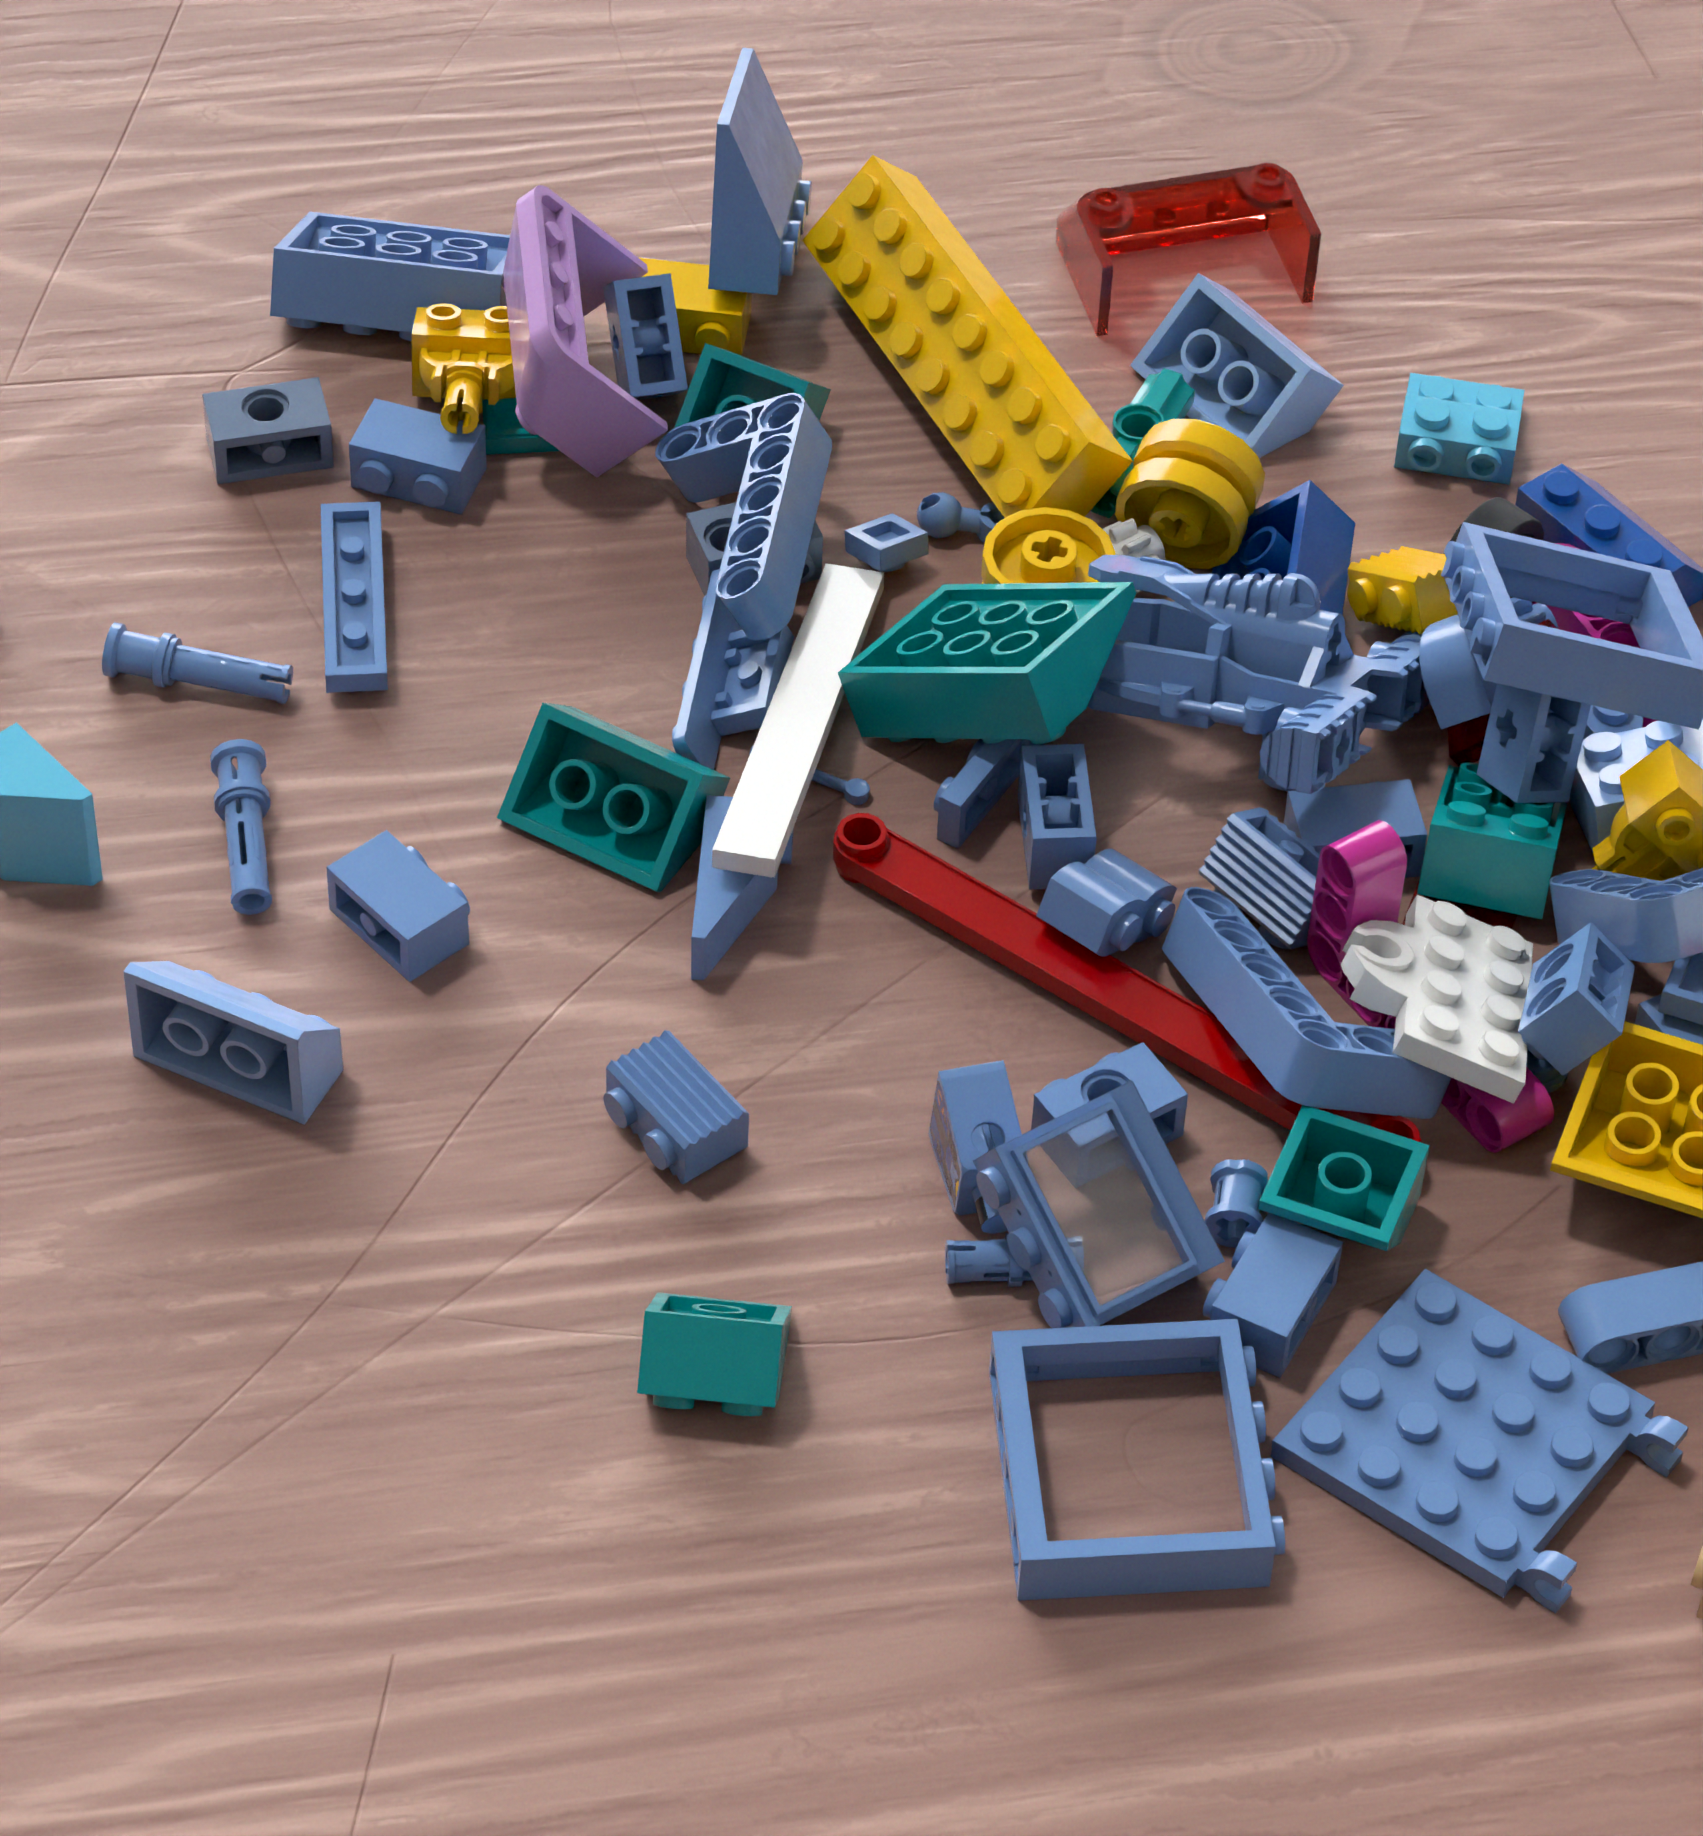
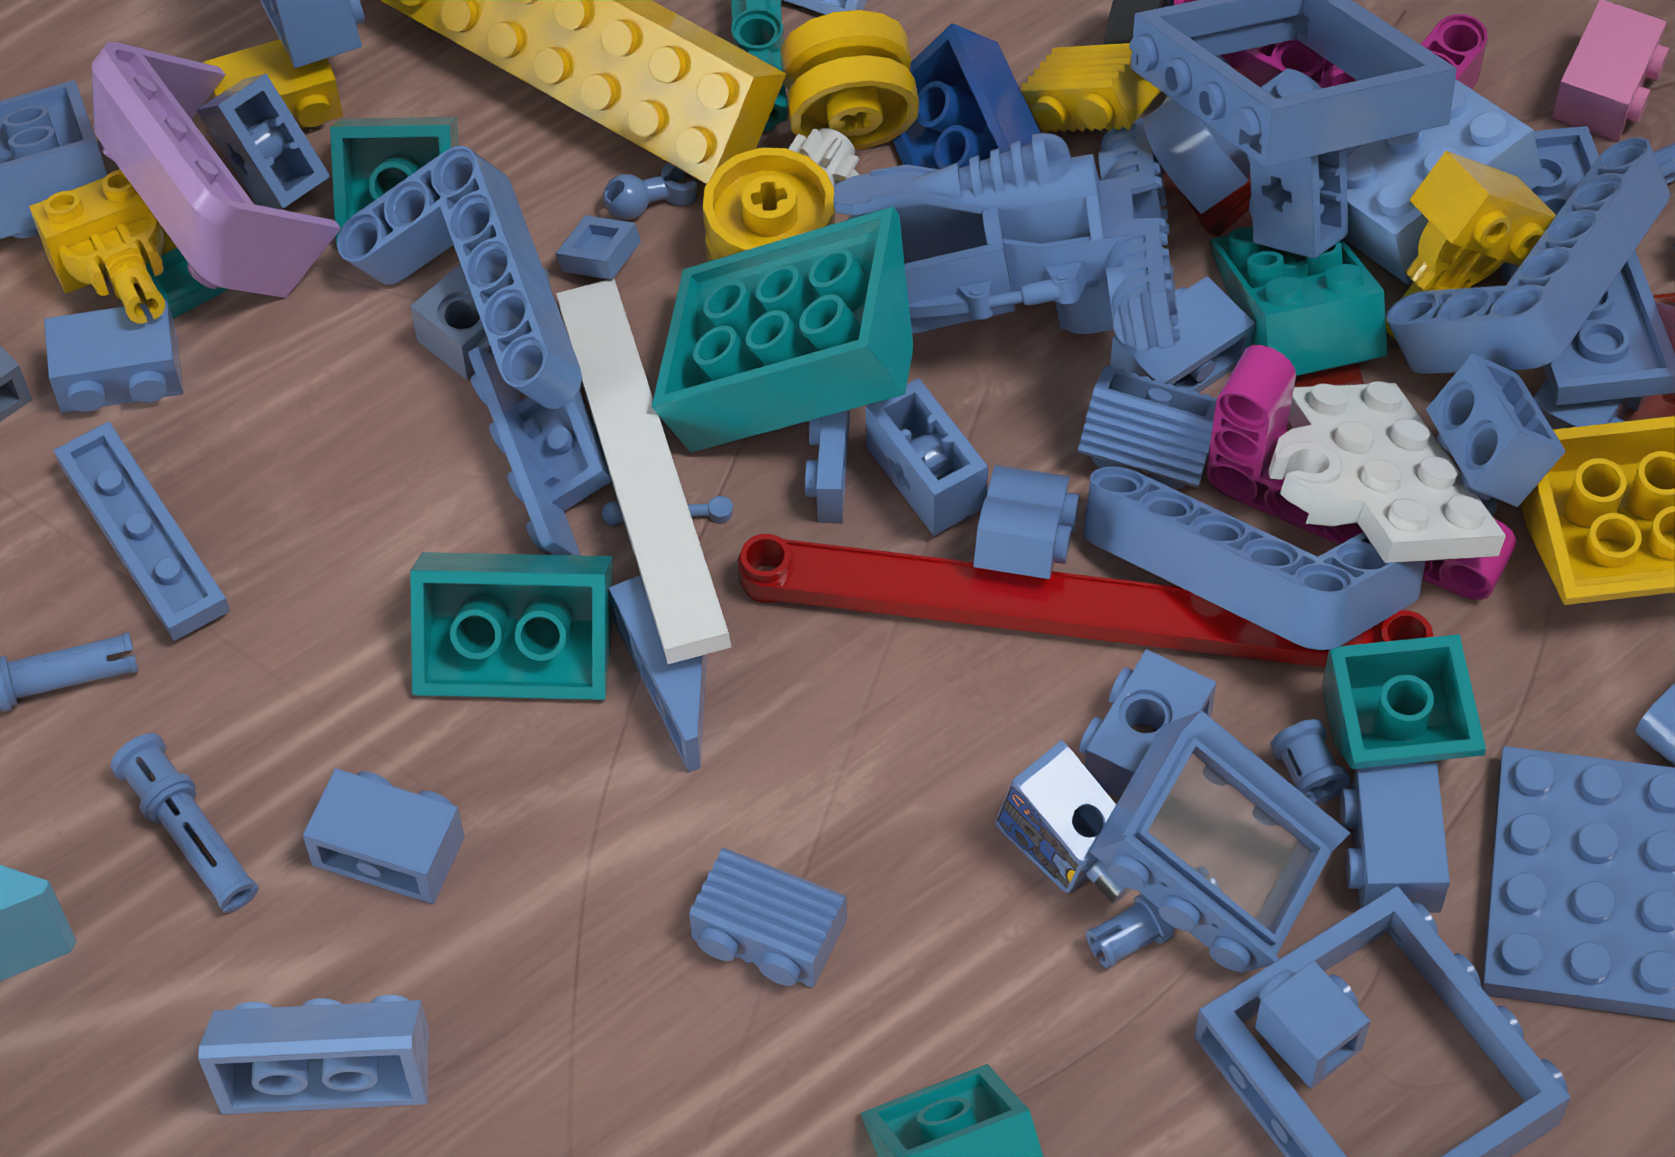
camera: 25 degrees left, 10 degrees up
(1078, 1377) = (1311, 1021): none -> medium blue brick

